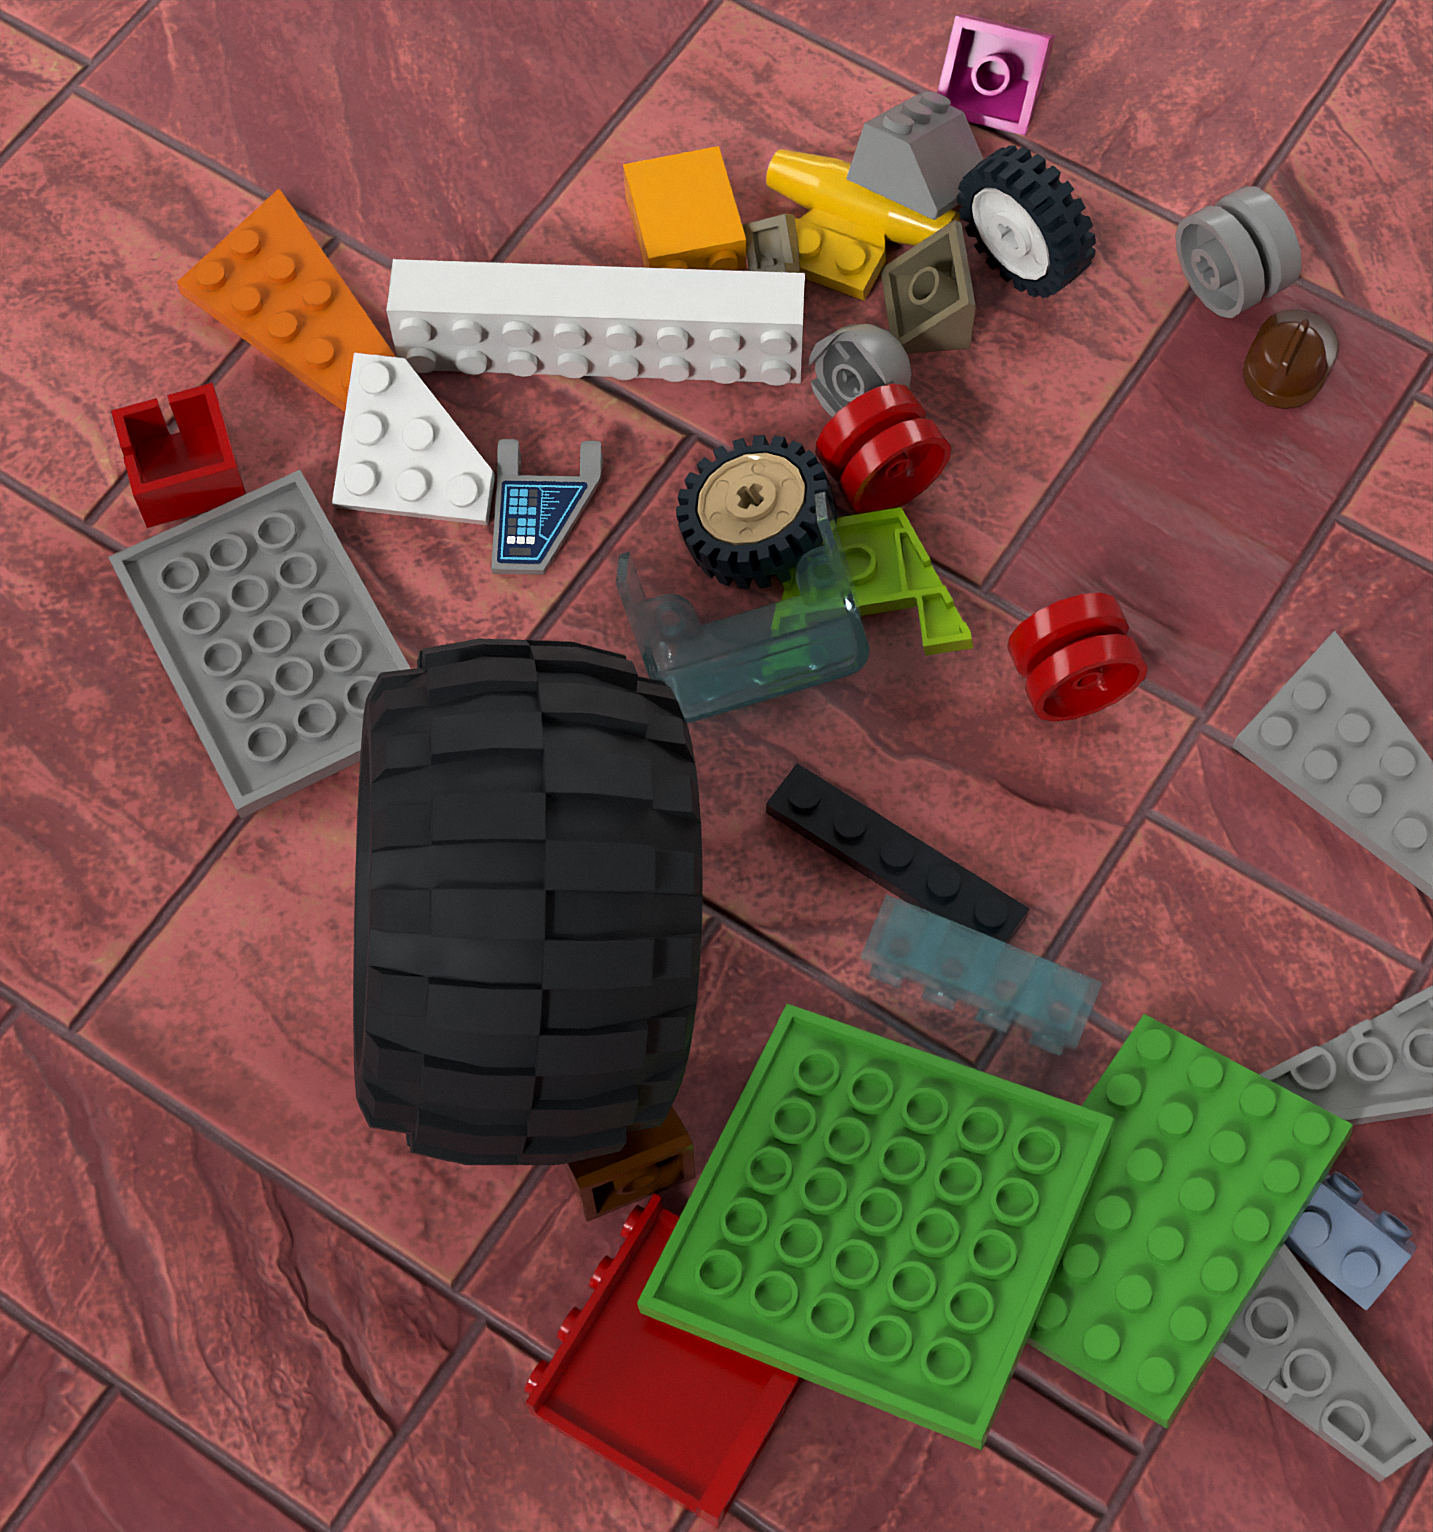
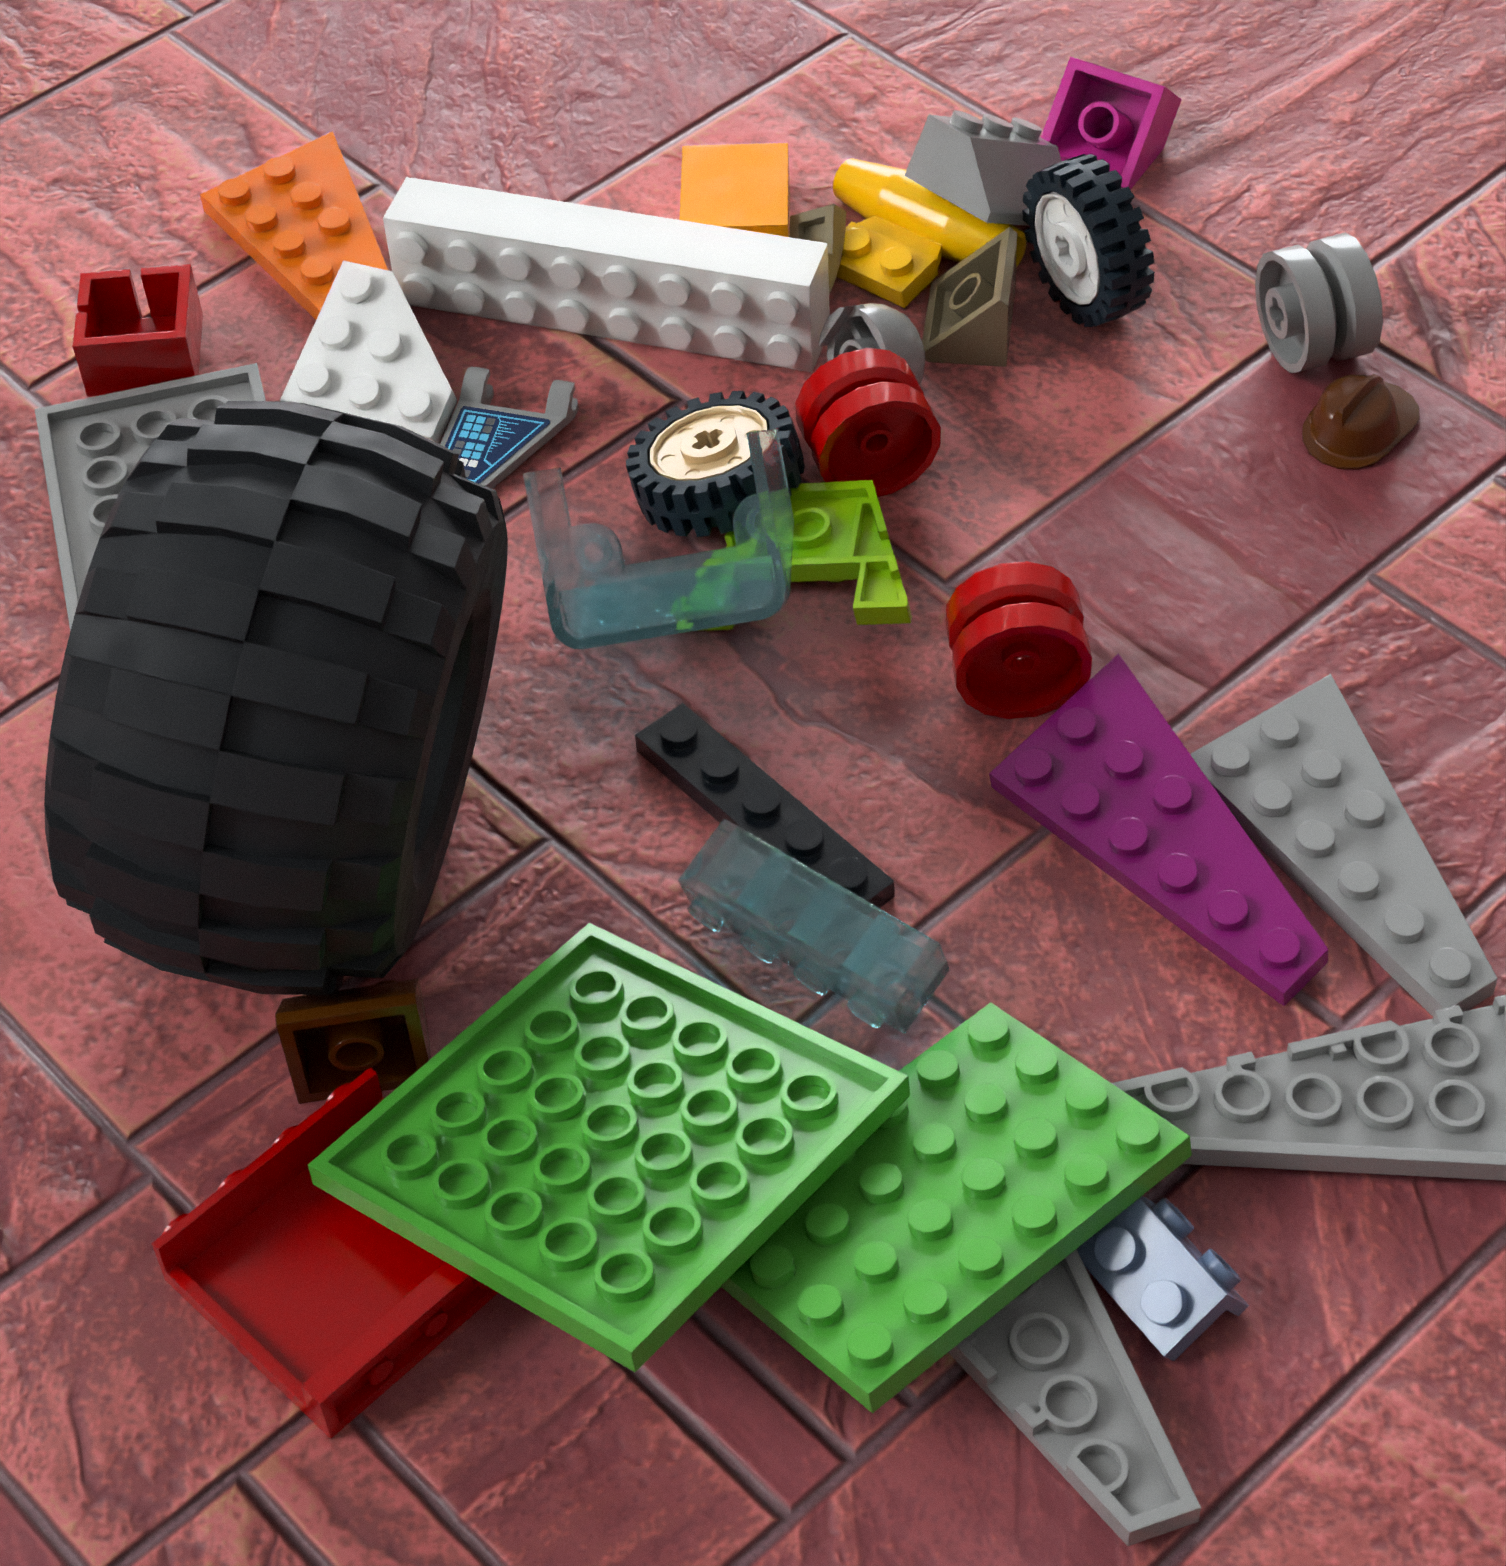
camera: 15 degrees right, 15 degrees down
(1210, 794) = (1141, 810): none -> magenta wing

